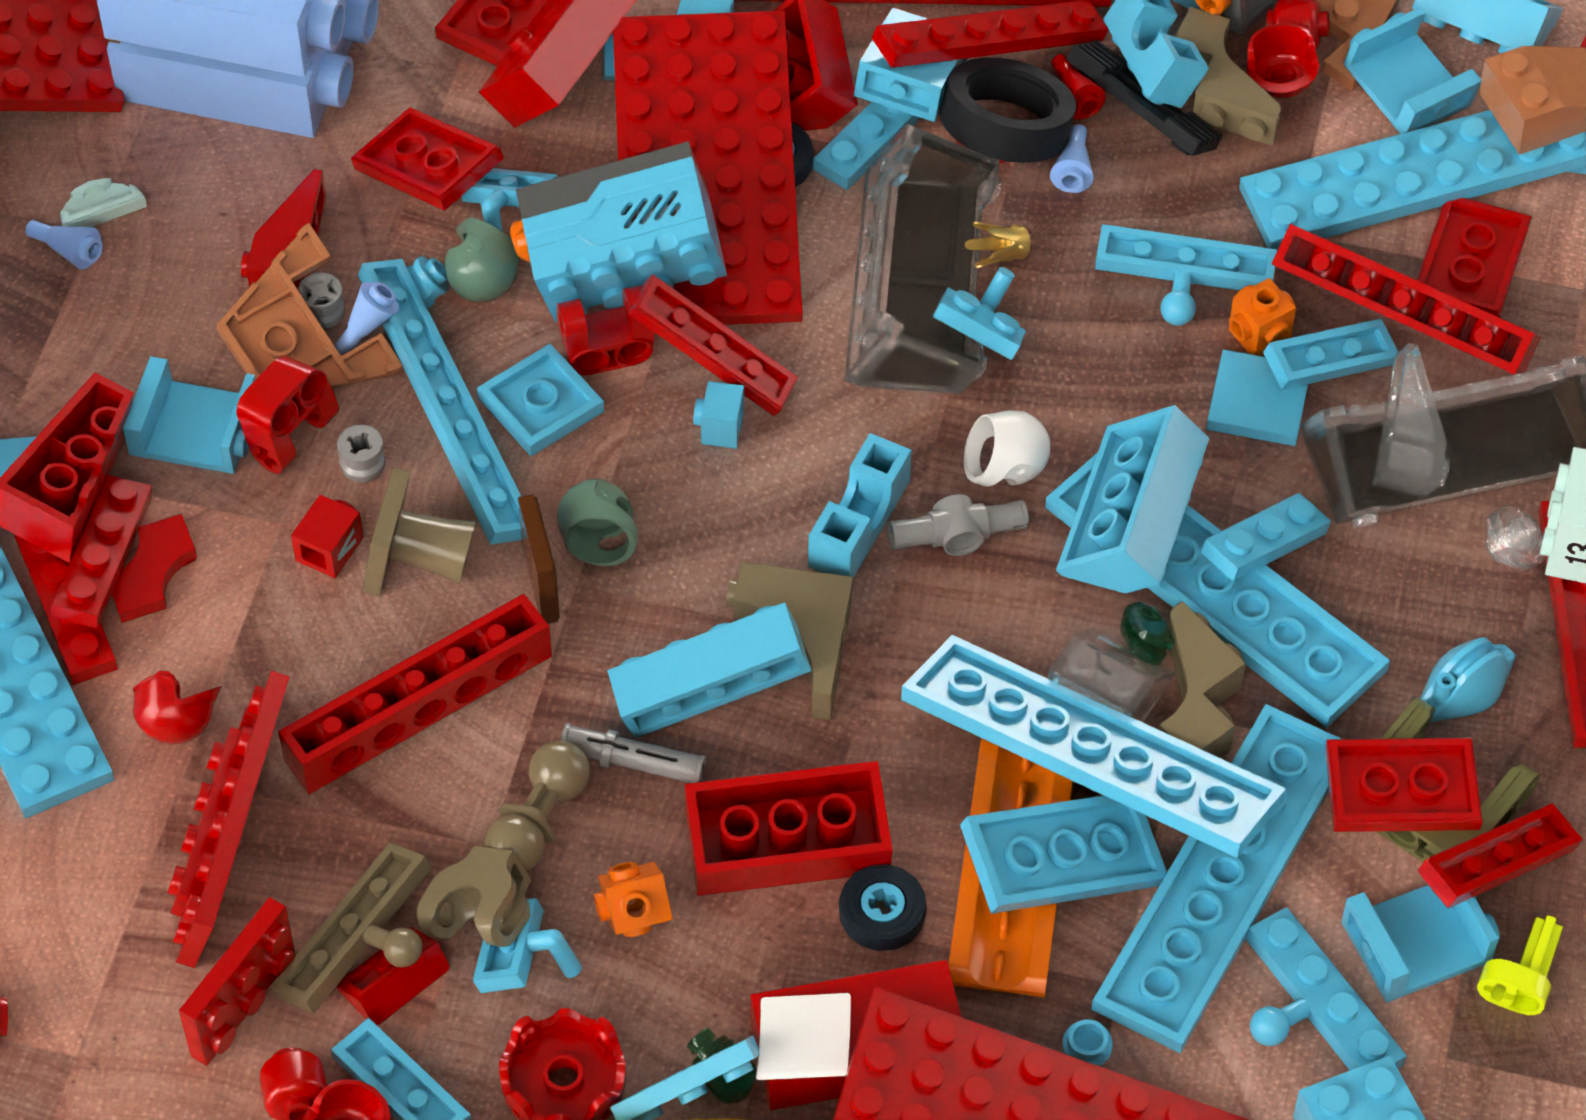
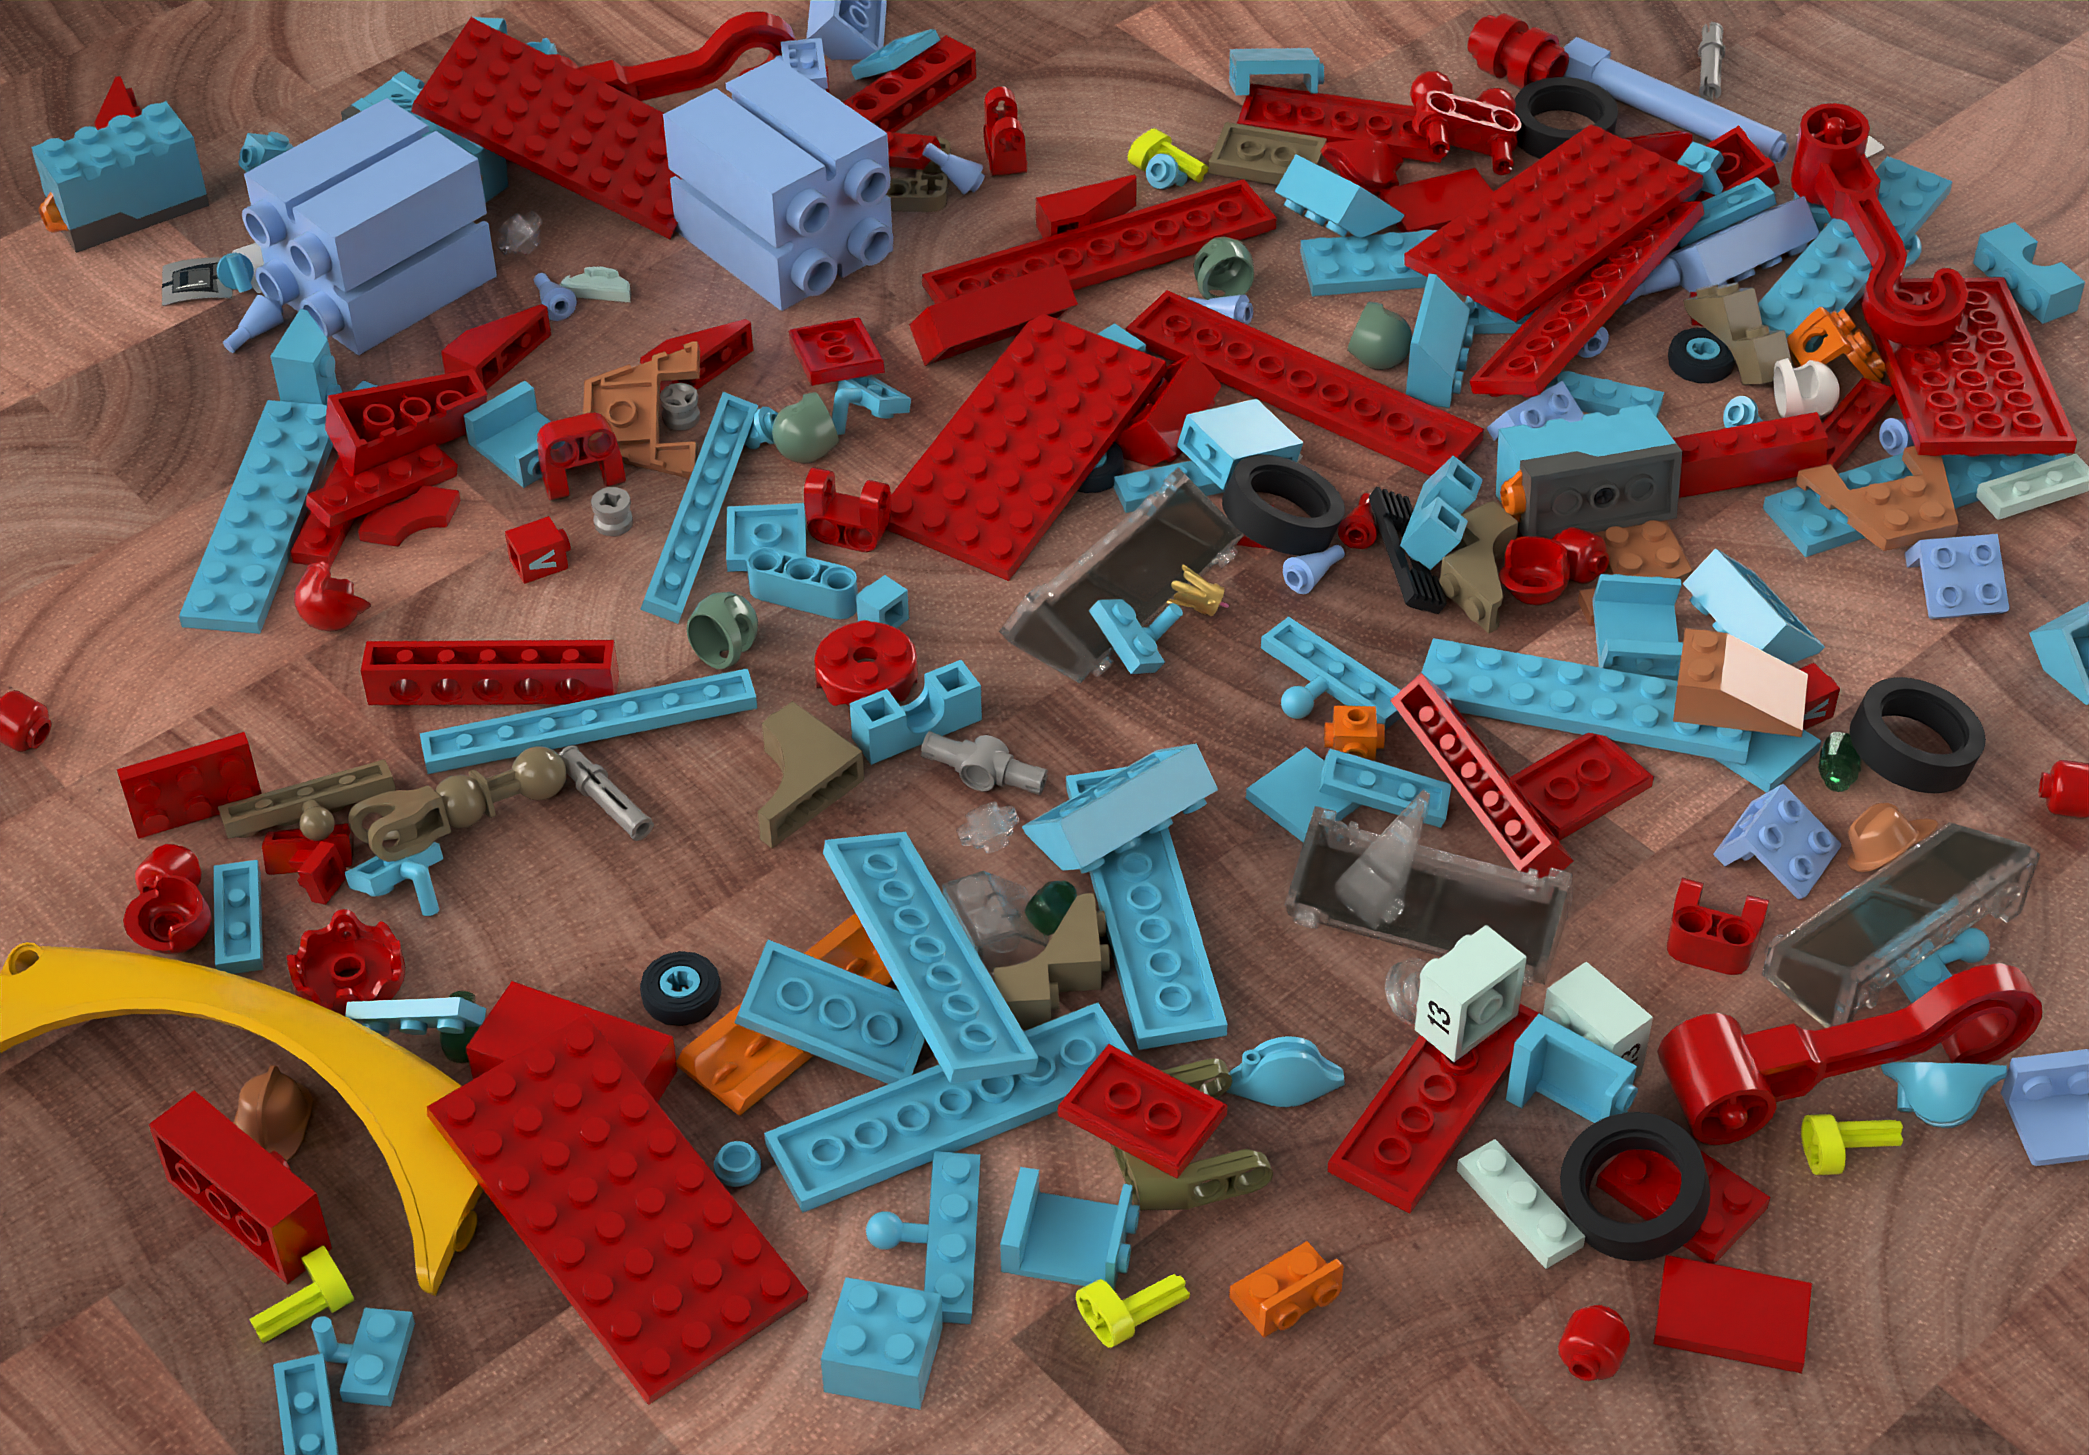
camera: 35 degrees right, 10 degrees down
(64, 337) = (498, 345): none -> red slope
(223, 814) = (294, 679): red plate -> none
(371, 309) = (697, 418): light blue cone -> none
(414, 539) = (576, 565): dark tan plant -> none
(436, 994) = (319, 871): none -> red tile
(539, 558) = (652, 628): reddish brown tile -> none
(546, 691) = (588, 720): none -> medium azure plate
(604, 435) = (802, 583): none -> medium azure beam
(618, 228) = (912, 436): medium azure piece -> none
(632, 898) = (505, 880): orange brick -> none
(709, 670) = (700, 759): medium azure brick -> none
(712, 344) = (908, 552): red tile -> none
(764, 510) = (847, 680): none -> red plate
(786, 827) = (656, 892): red brick -> none
(804, 1036) = (515, 1024): white sticker -> none
(989, 33) = (1313, 446): red plate -> none
(1018, 450) = (1067, 727): white helmet -> none
(1022, 587) = (988, 827): none -> clear plate
(1265, 536) = (1210, 887): medium azure plate -> none
(1499, 855) = (1173, 1204): red plate -> none

